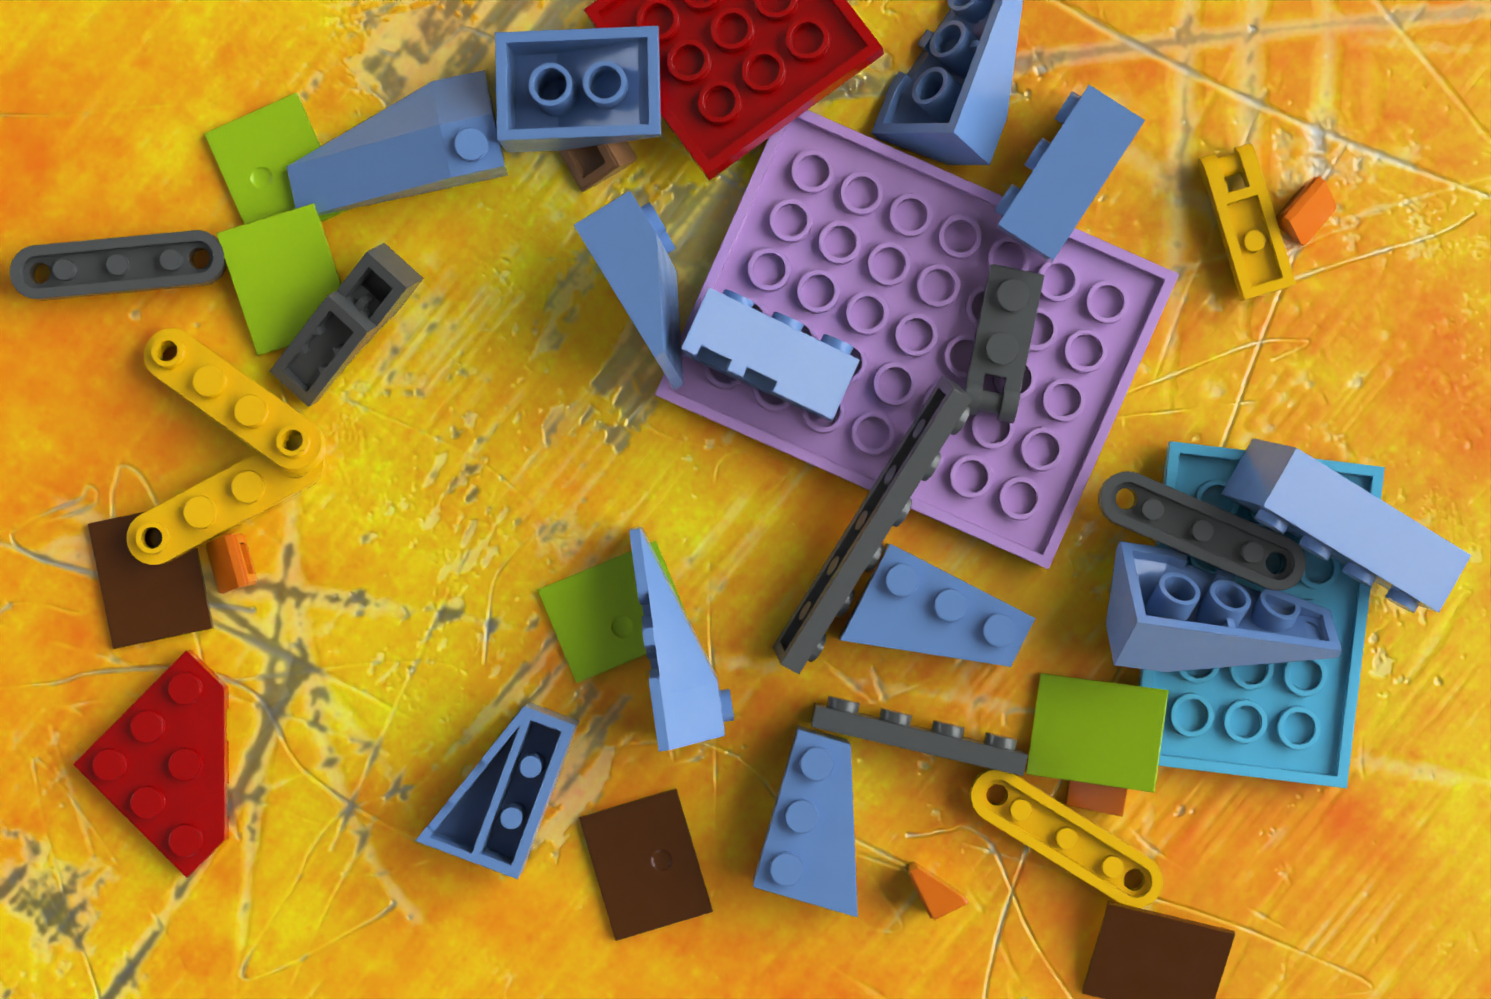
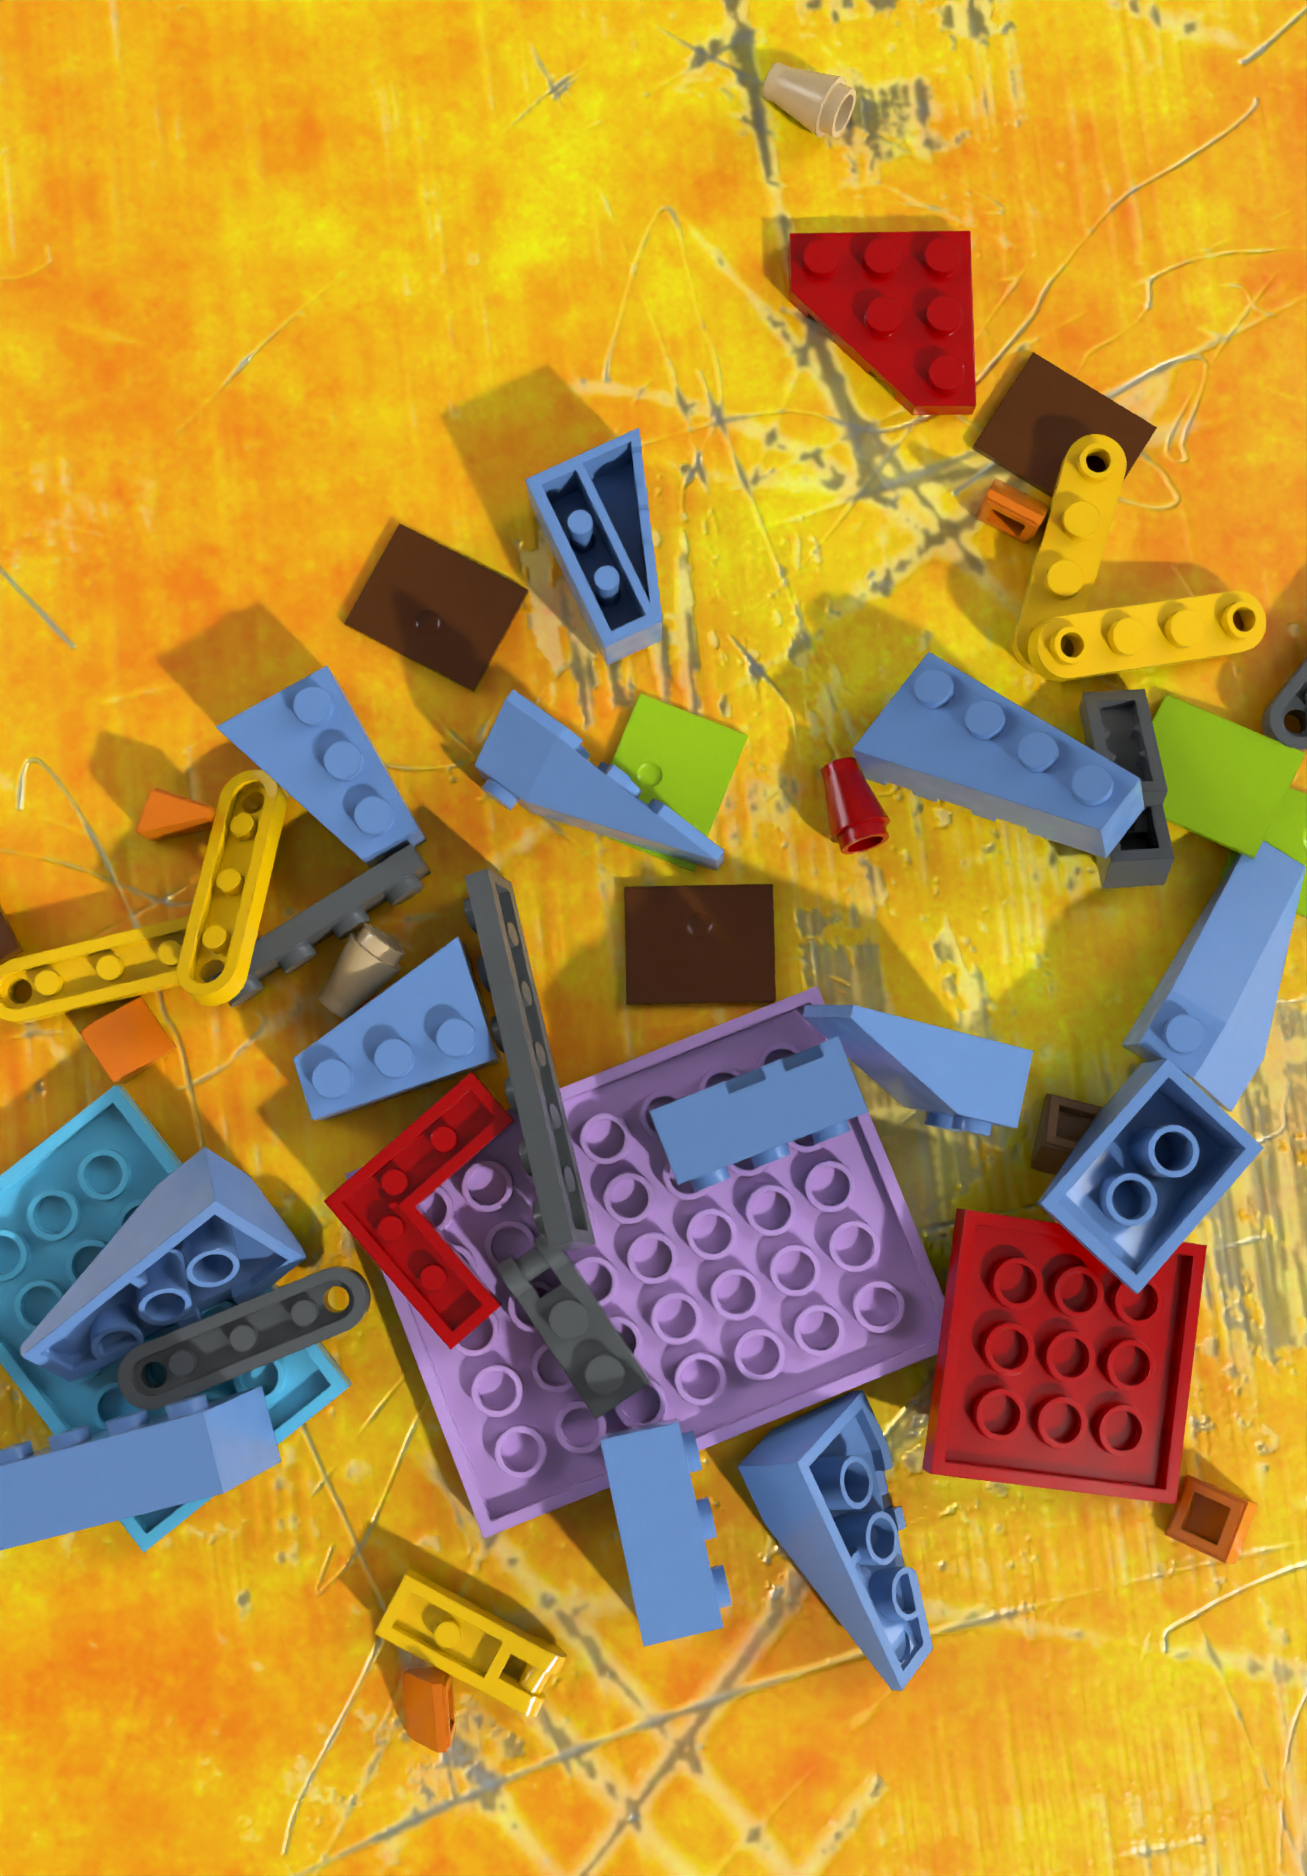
camera: 135 degrees right, 5 degrees down
(82, 951) = (811, 97): none -> tan cone
(414, 433) = (987, 754): none -> medium blue wedge
(522, 478) = (853, 809): none -> red cone
(697, 492) = (699, 944): none -> reddish brown piece
(914, 683) = (361, 970): none -> tan cone
(944, 809) = (232, 888): none -> yellow plate
(1049, 519) = (384, 1212): none -> red plate
(1097, 732) = (168, 1081): lime piece -> none

